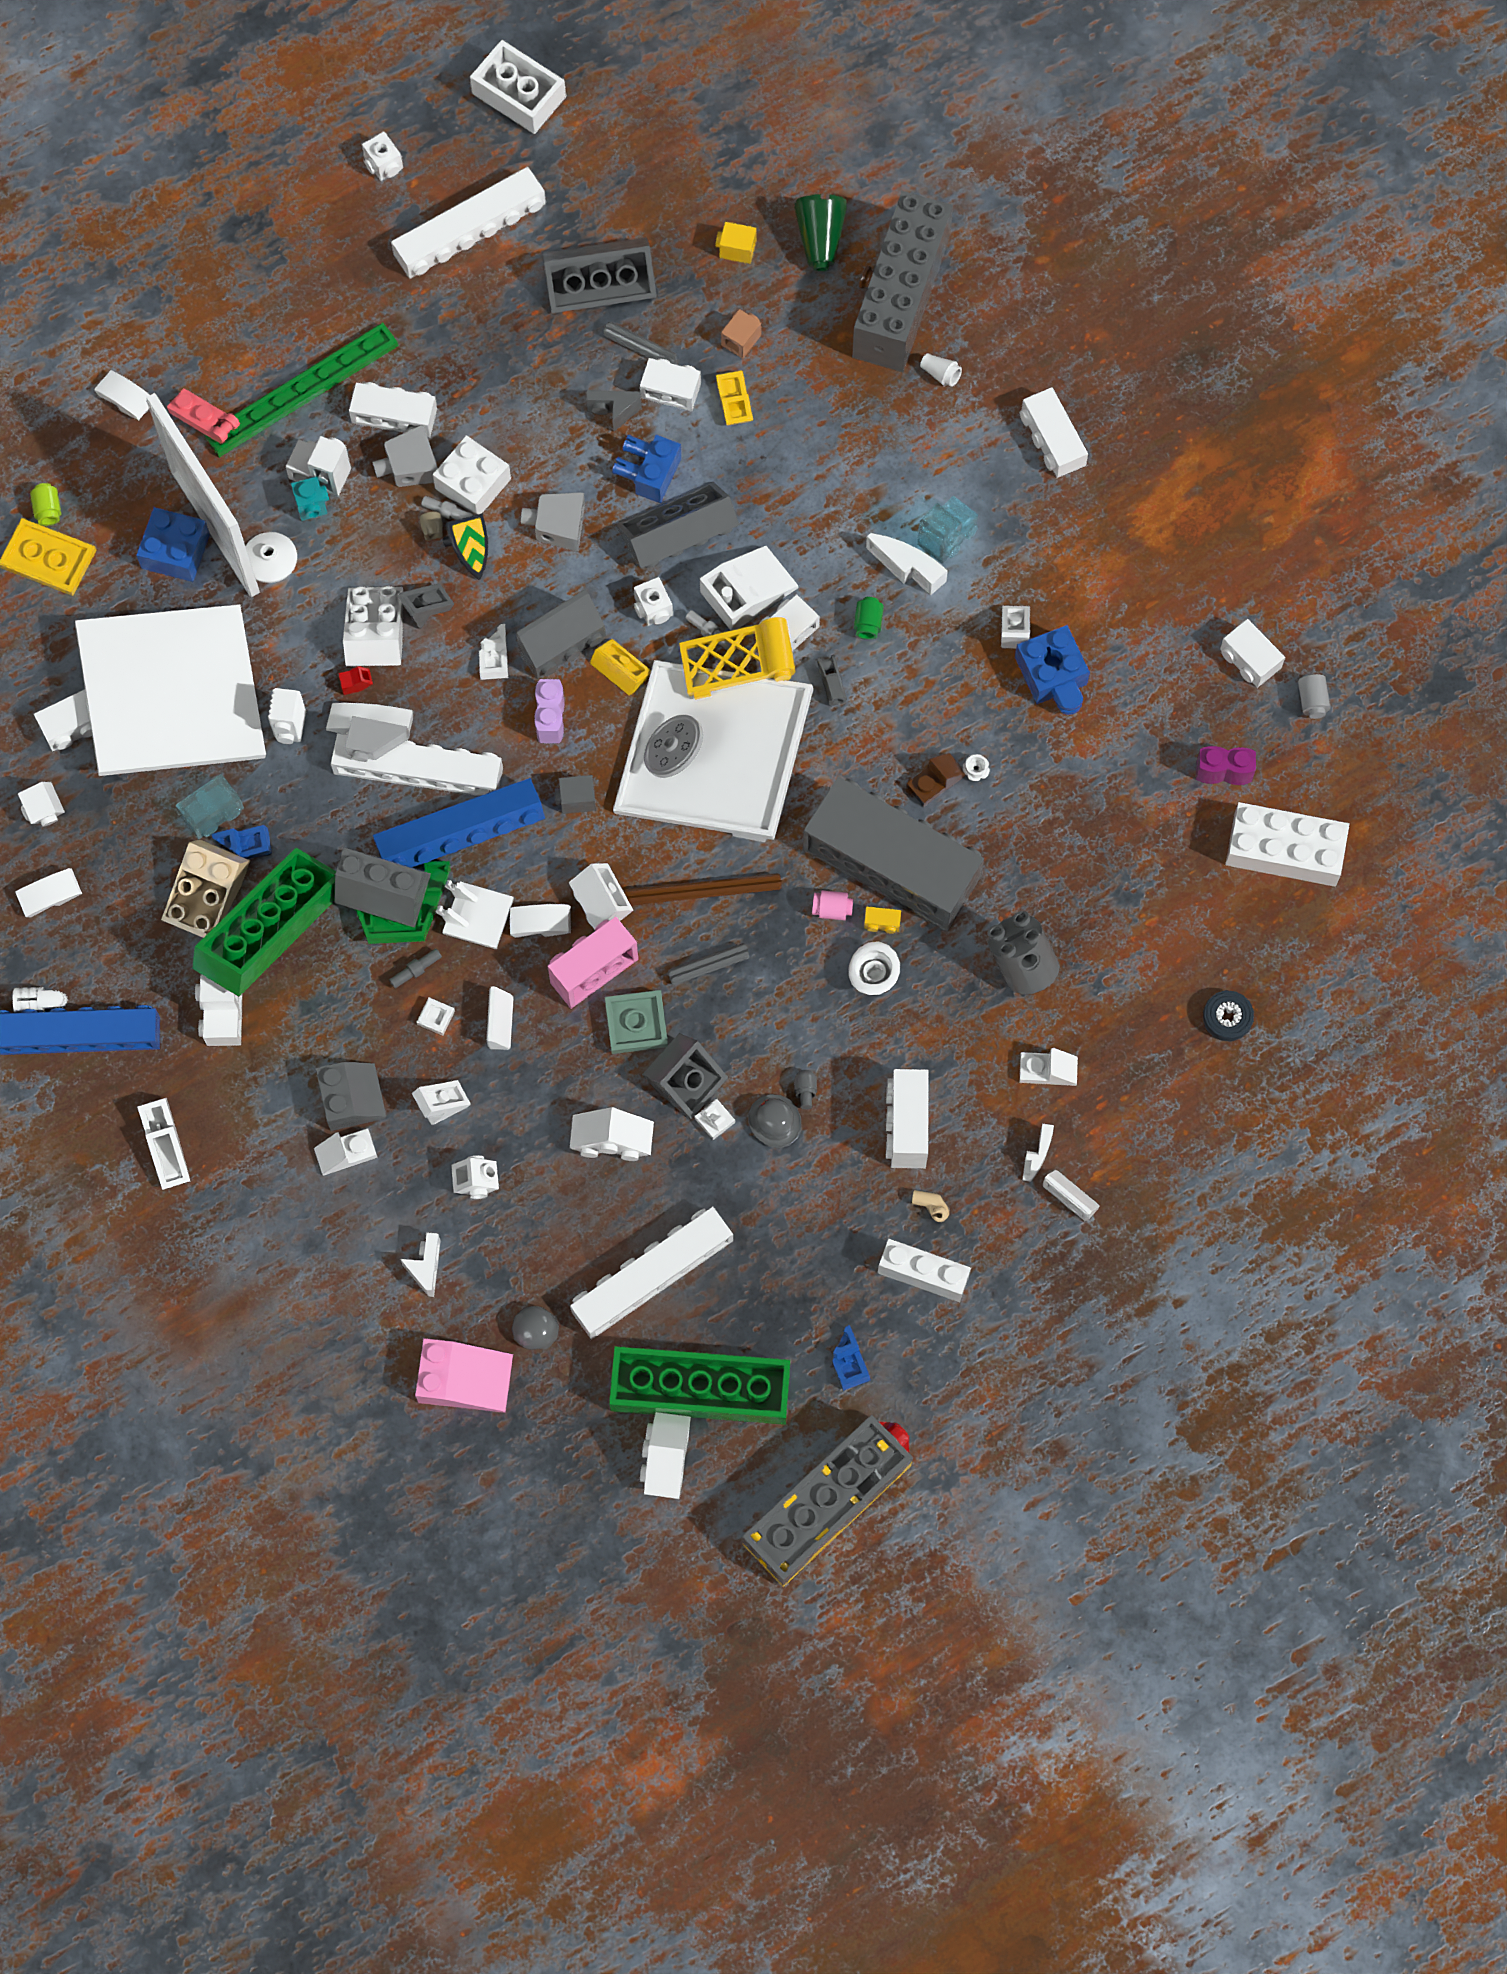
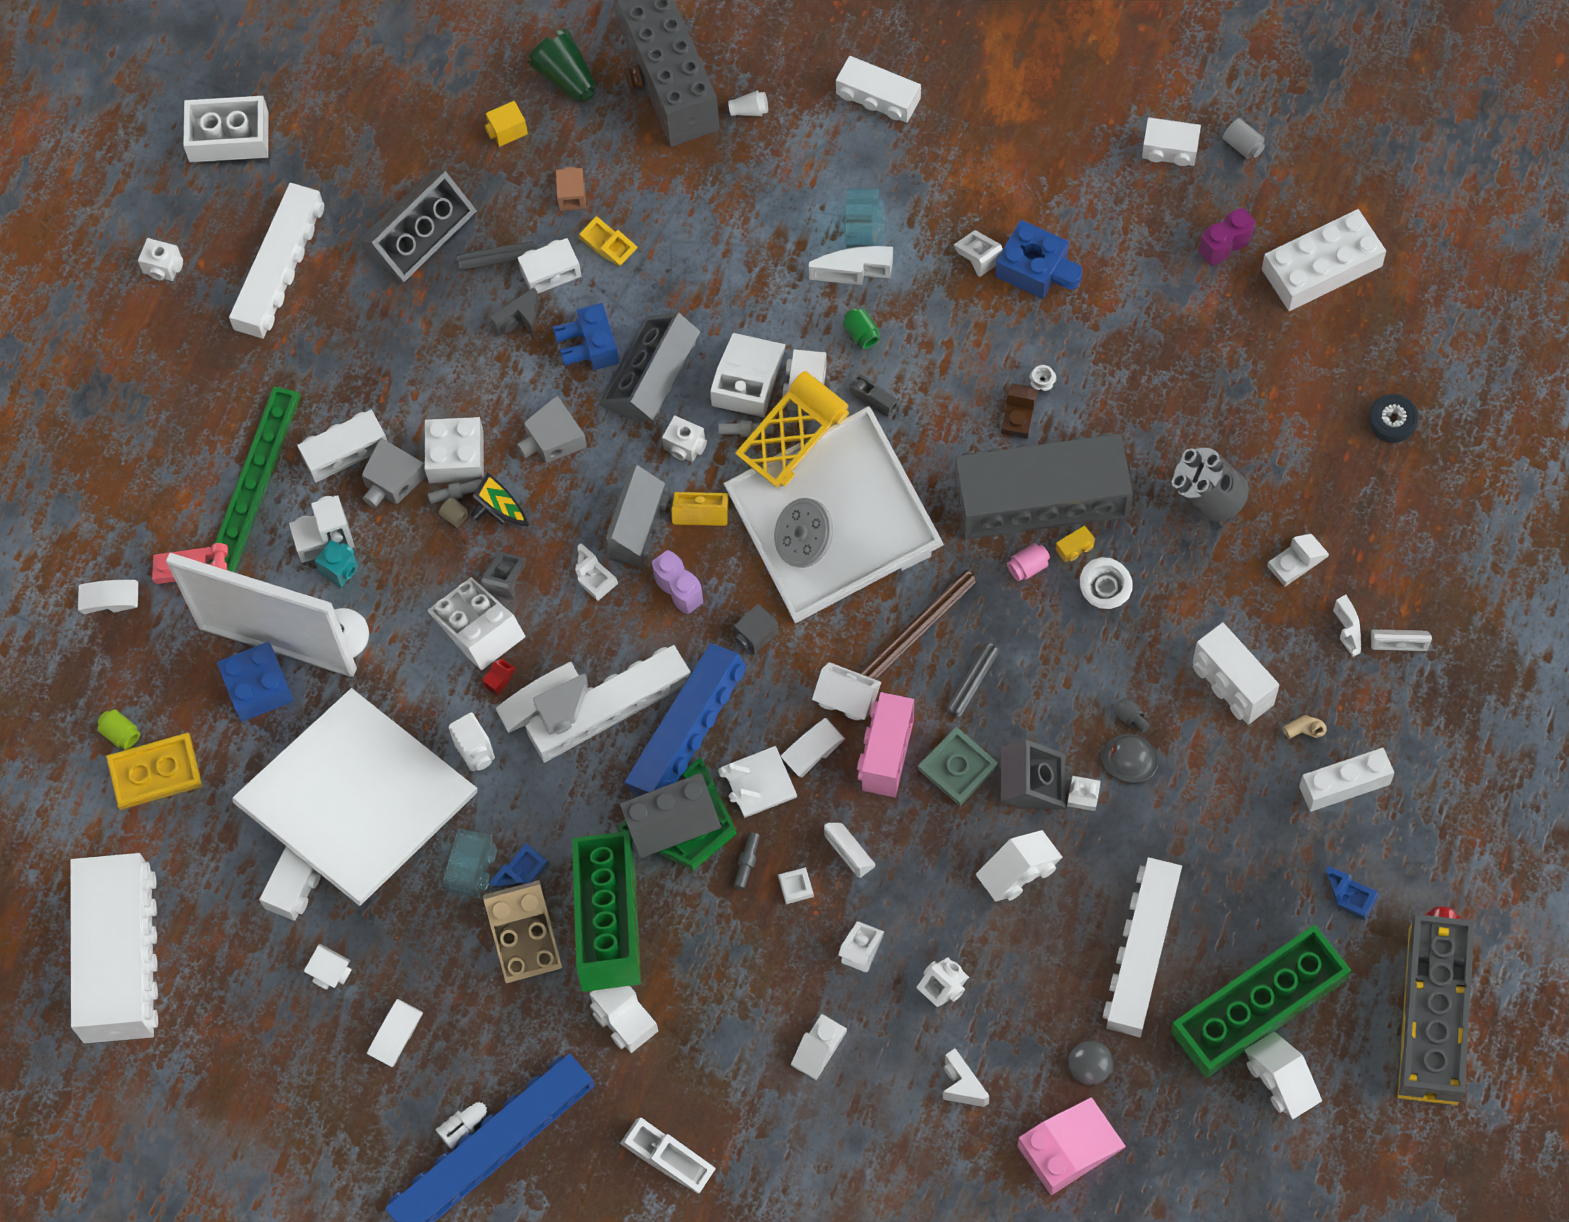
camera: 35 degrees left, 5 degrees down
(350, 1094) = (783, 999): dark grey slope -> none

